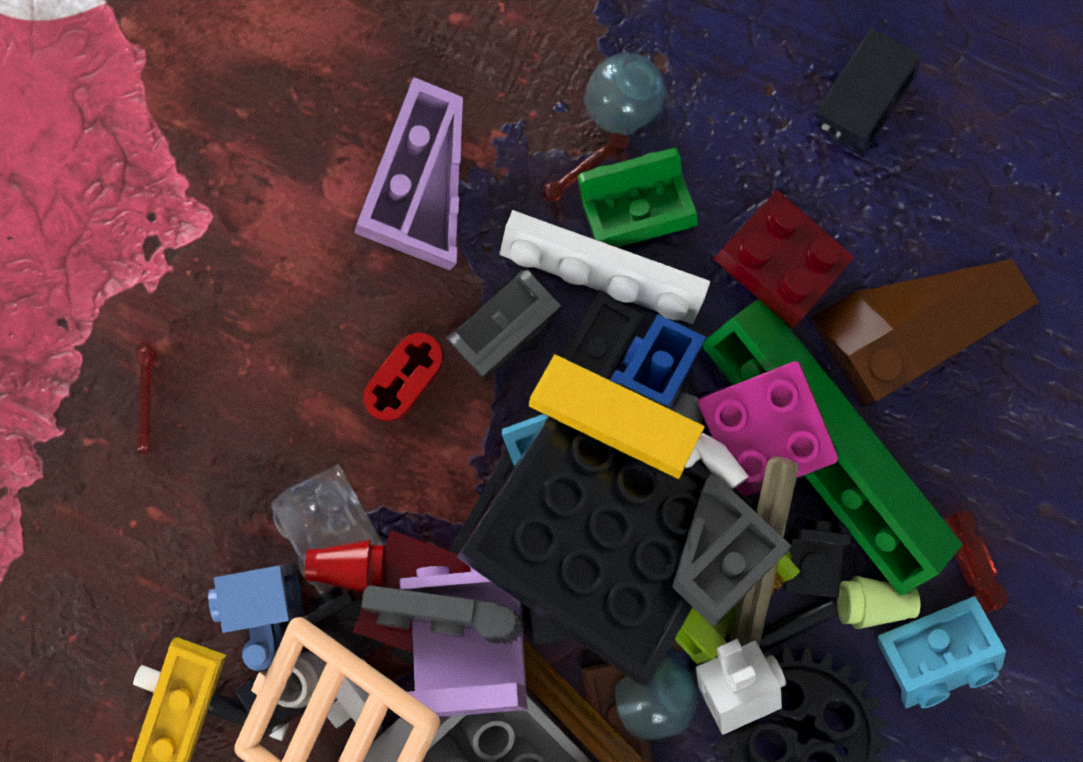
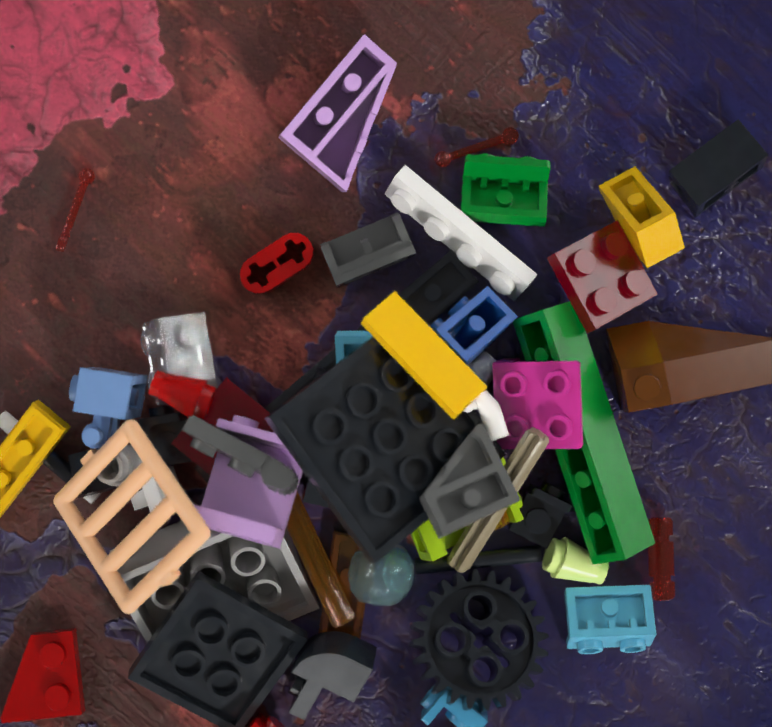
camera: 20 degrees right, 5 degrees up
(625, 93) = (527, 101): clear light blue hair -> none
(740, 685) = (446, 587): white brick -> none
(805, 173) = (643, 216): none -> yellow slope

